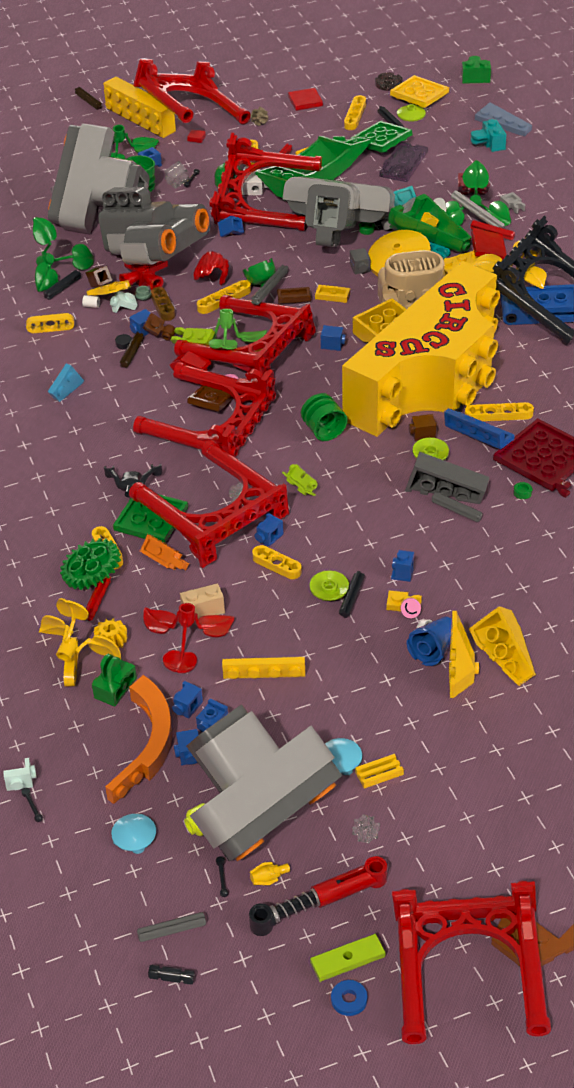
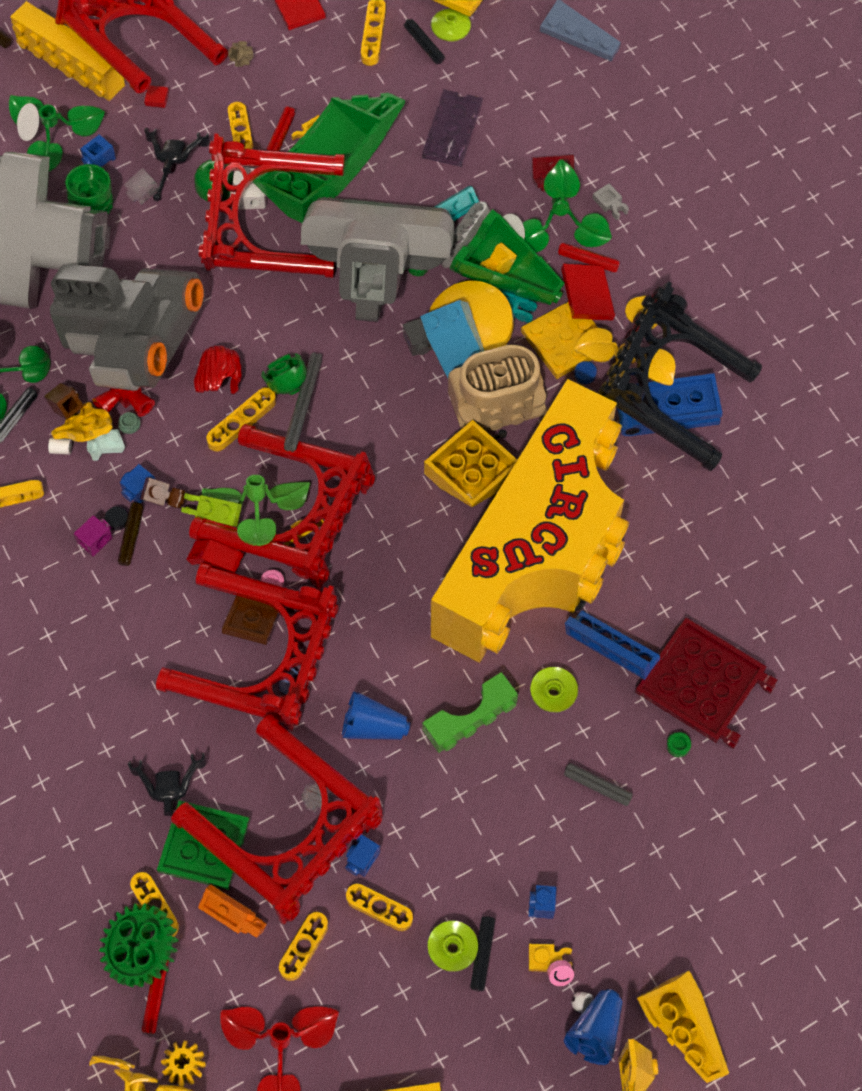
camera: 10 degrees left, 20 degrees up
(65, 383) = (50, 614): dark azure wing -> none
(104, 347) = (93, 535): none -> magenta brick
(165, 307) = (160, 431): pearl gold beam -> none
(203, 161) = (174, 150): none -> black piece
(206, 600) = (294, 995): tan brick -> none
(217, 571) = (288, 958): none -> yellow beam
(231, 225) = (232, 283): blue panel -> none
(288, 452) = (373, 720): none -> blue cone
(293, 295) = (336, 409): reddish brown plate -> none
(304, 484) = (398, 769): lime hinge -> none
(323, 417) = (408, 649): green wheel -> none
(332, 293) = (387, 403): yellow tile -> none
(332, 338) = (399, 489): blue brick -> none
(347, 466) = (446, 729): none -> bright green arch
(381, 247) = (452, 334): none -> dark azure slope
(384, 135) = (418, 82): green plate -> none
(423, 427) = (539, 647): reddish brown brick -> none
(451, 480) = (582, 745): dark grey wedge -> none
(475, 209) = (565, 229): light grey axle -> none
(491, 135) = (567, 71): teal brick -> none
(524, 409) = (632, 601): yellow beam -> none

